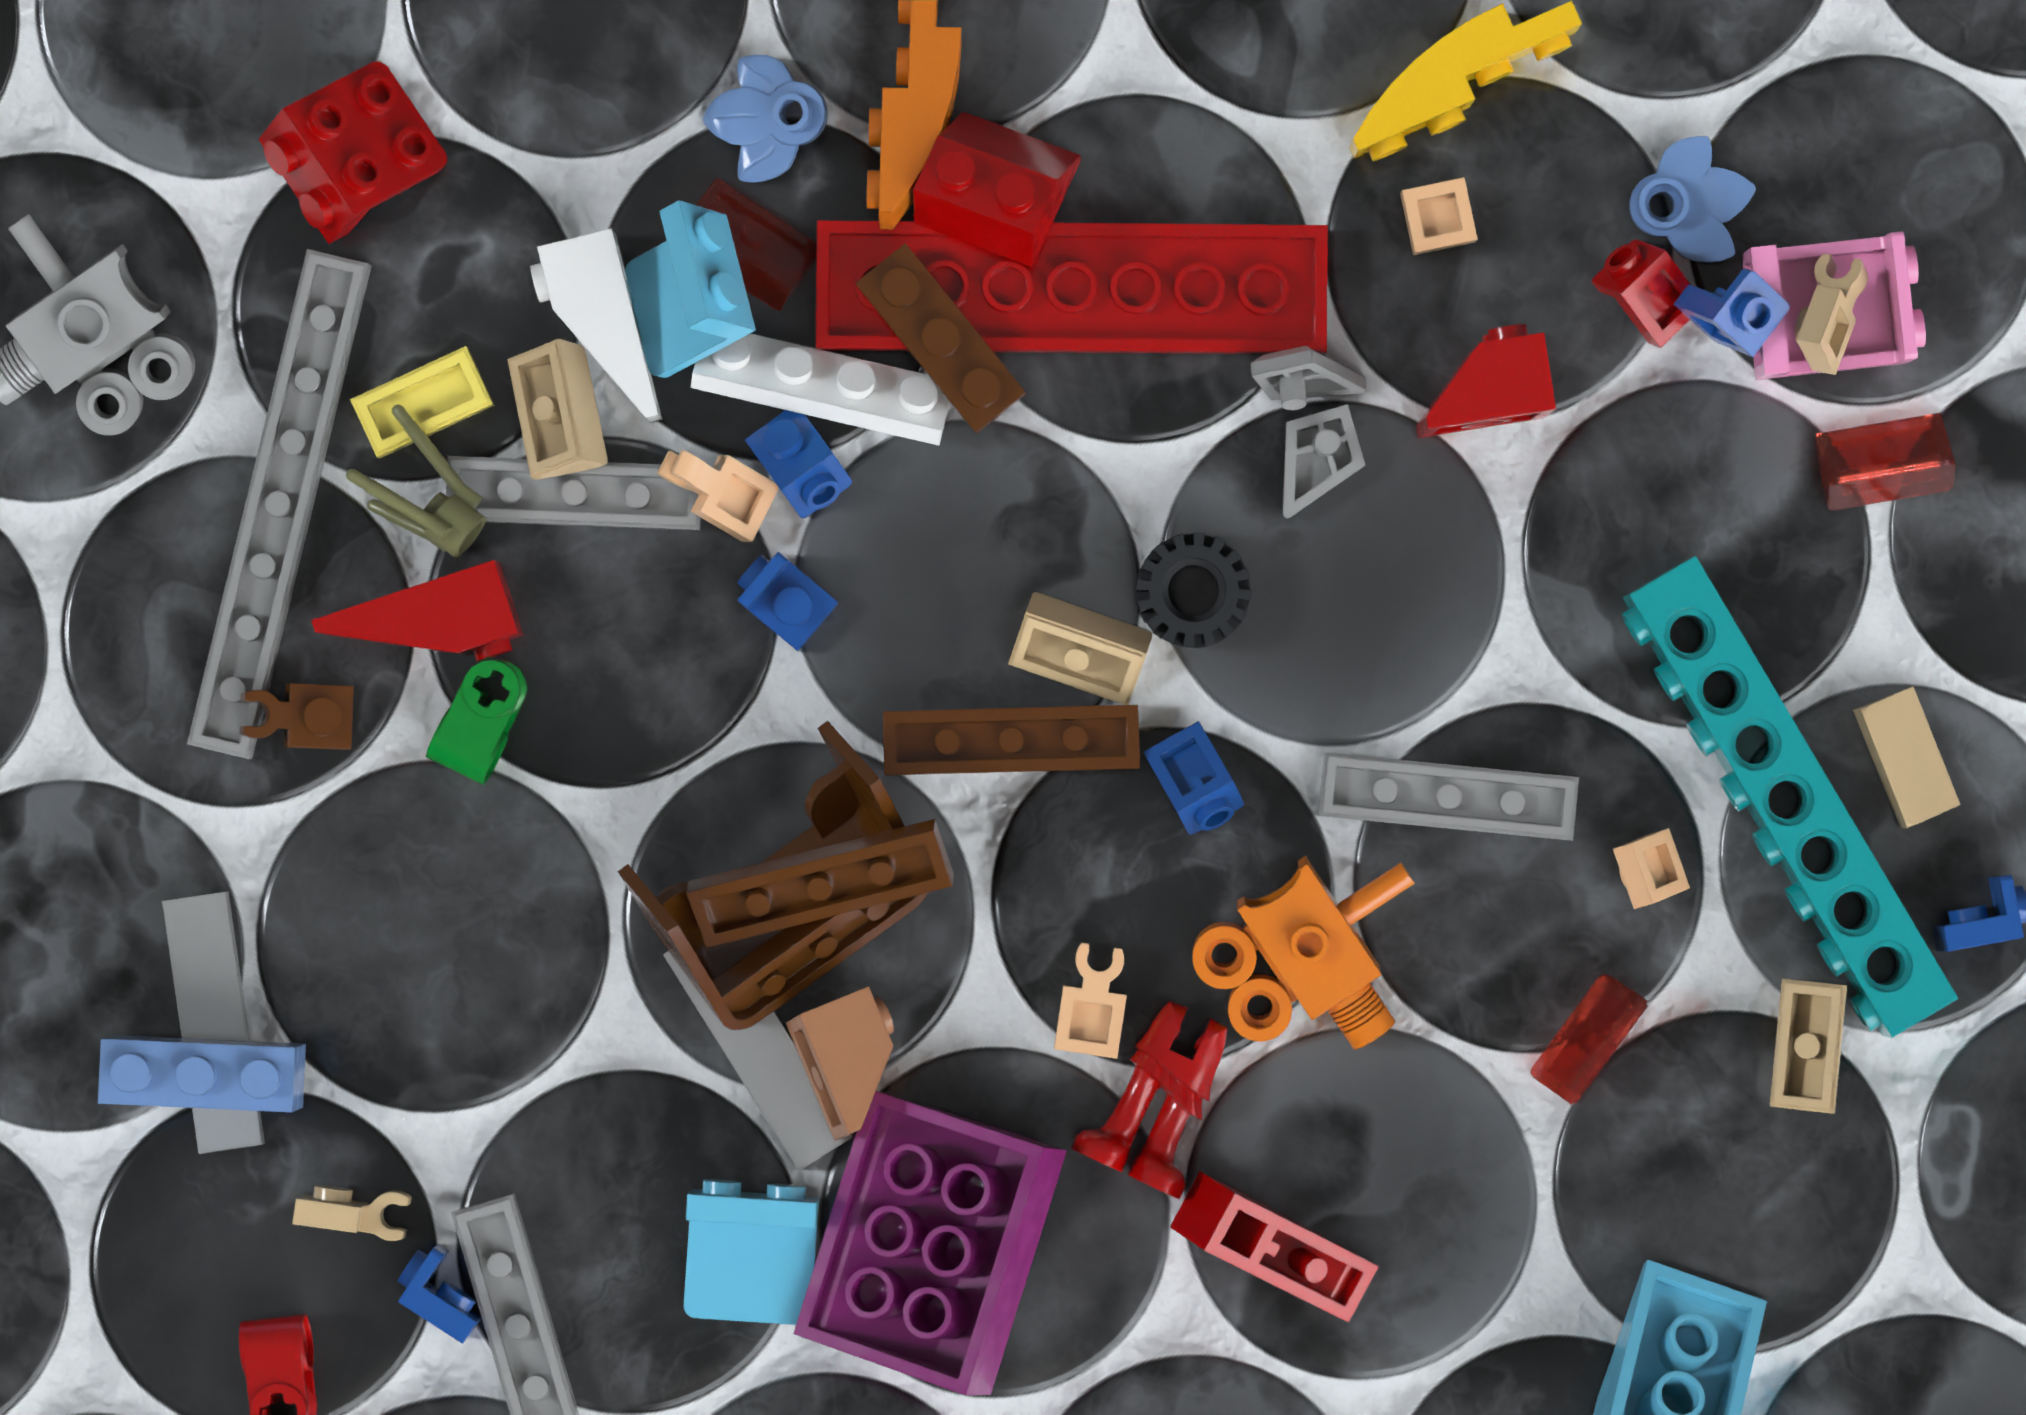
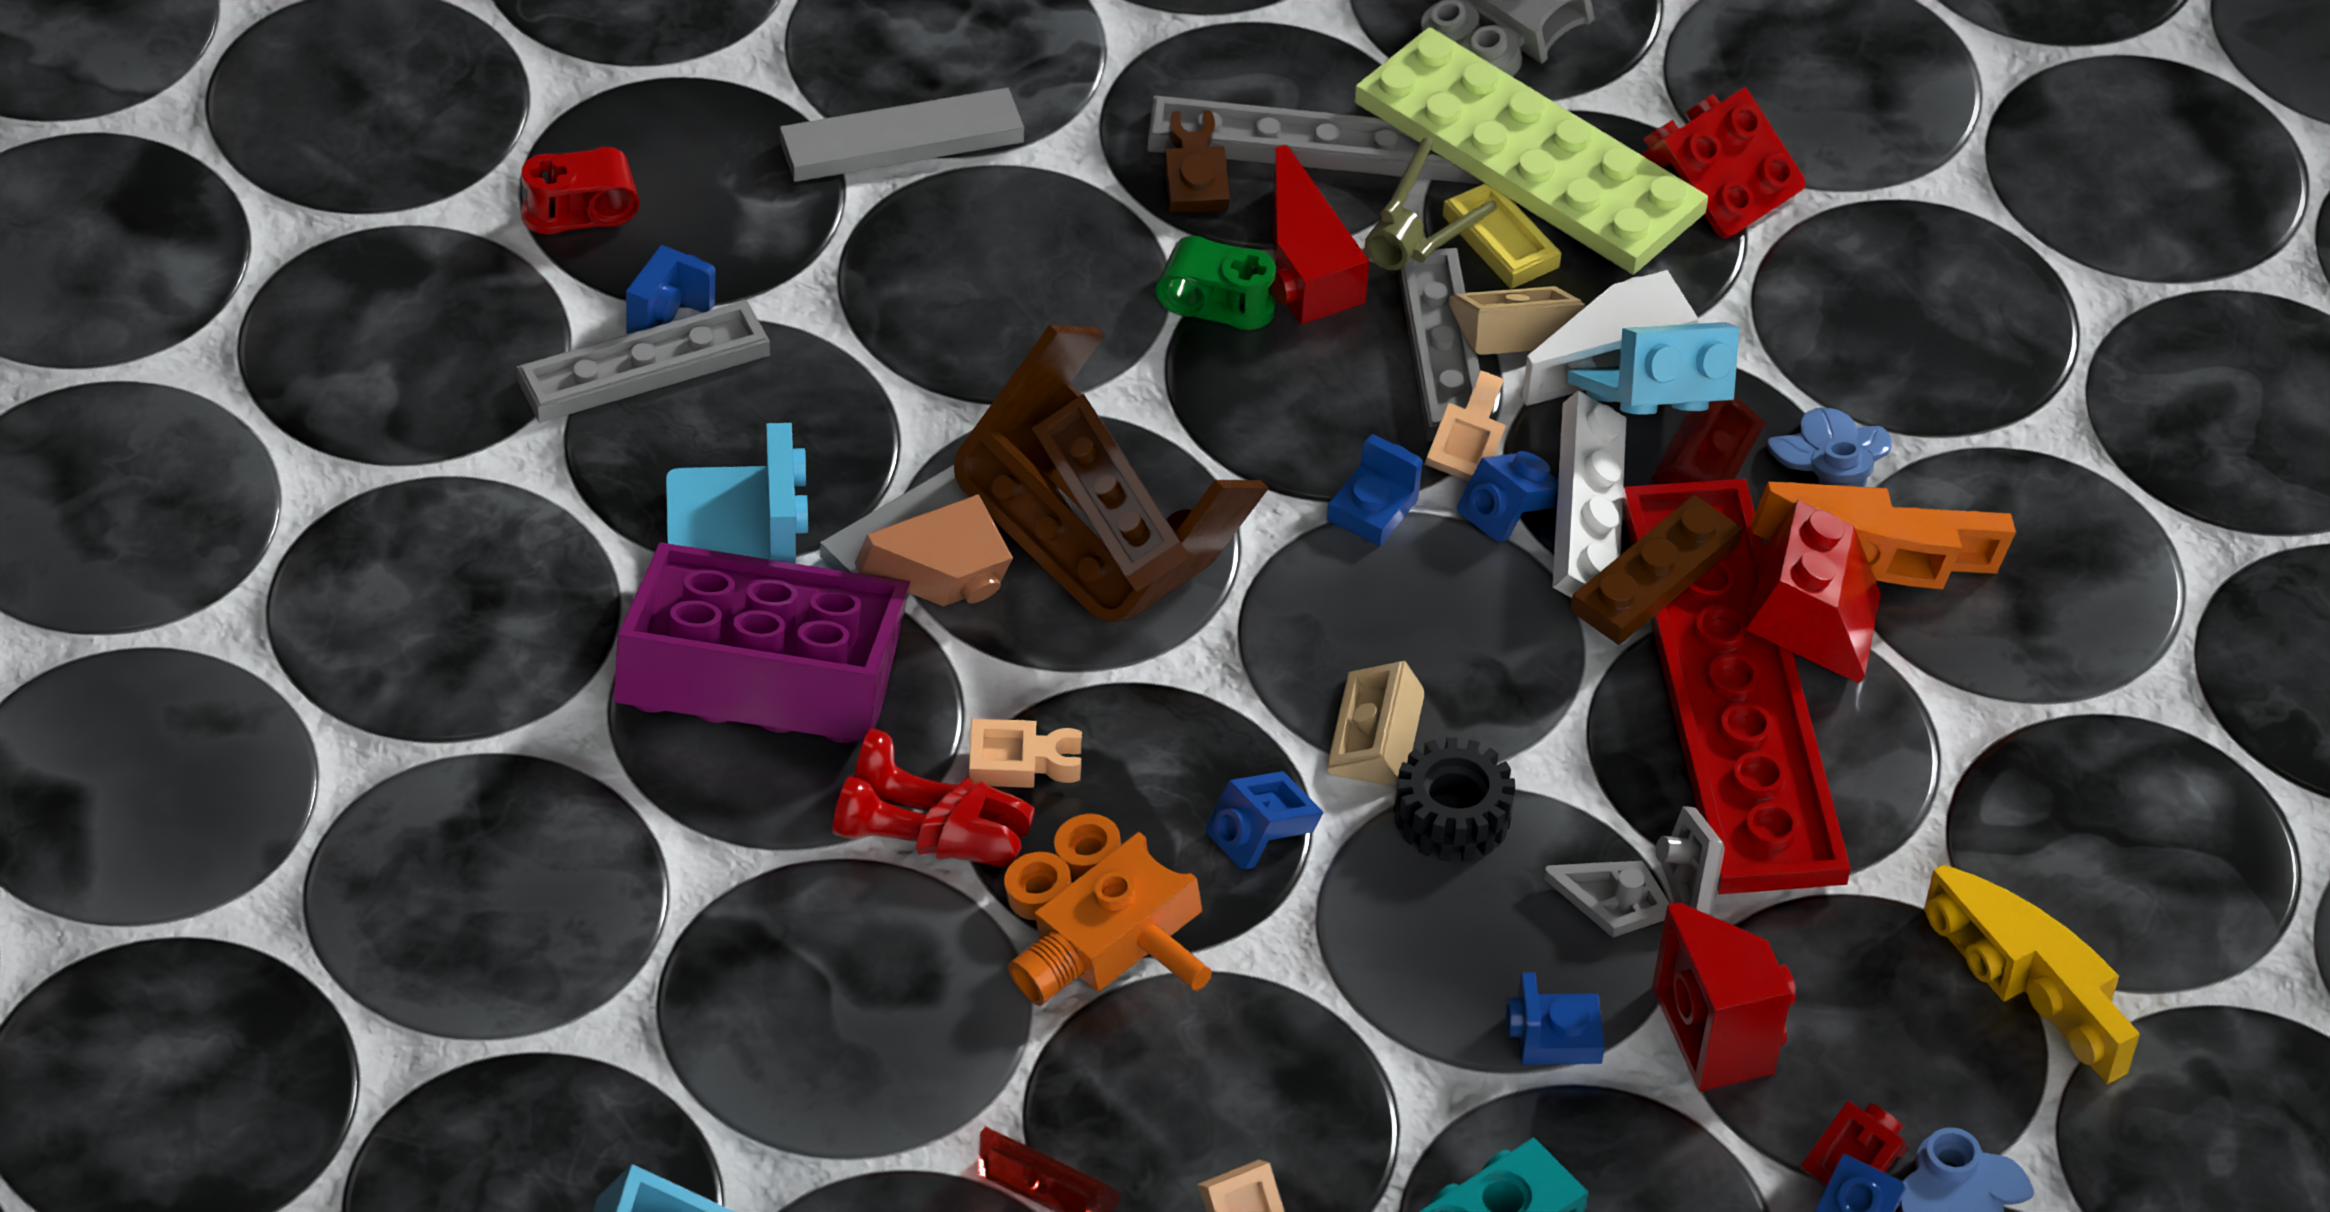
camera: 80 degrees right, 40 degrees down
(201, 1073) = (857, 102): medium blue brick -> none
(320, 354) = (1531, 150): none -> yellowish green plate
(335, 1210) = (740, 218): tan plate -> none
(1011, 740) = (1274, 670): reddish brown plate -> none
(1273, 1247) = (791, 914): red slope -> none
(1438, 216) = (1885, 967): light nougat plate -> none
(1448, 796) = (1285, 1038): light grey tile -> none
(1467, 541) = (1555, 1025): none -> blue bracket

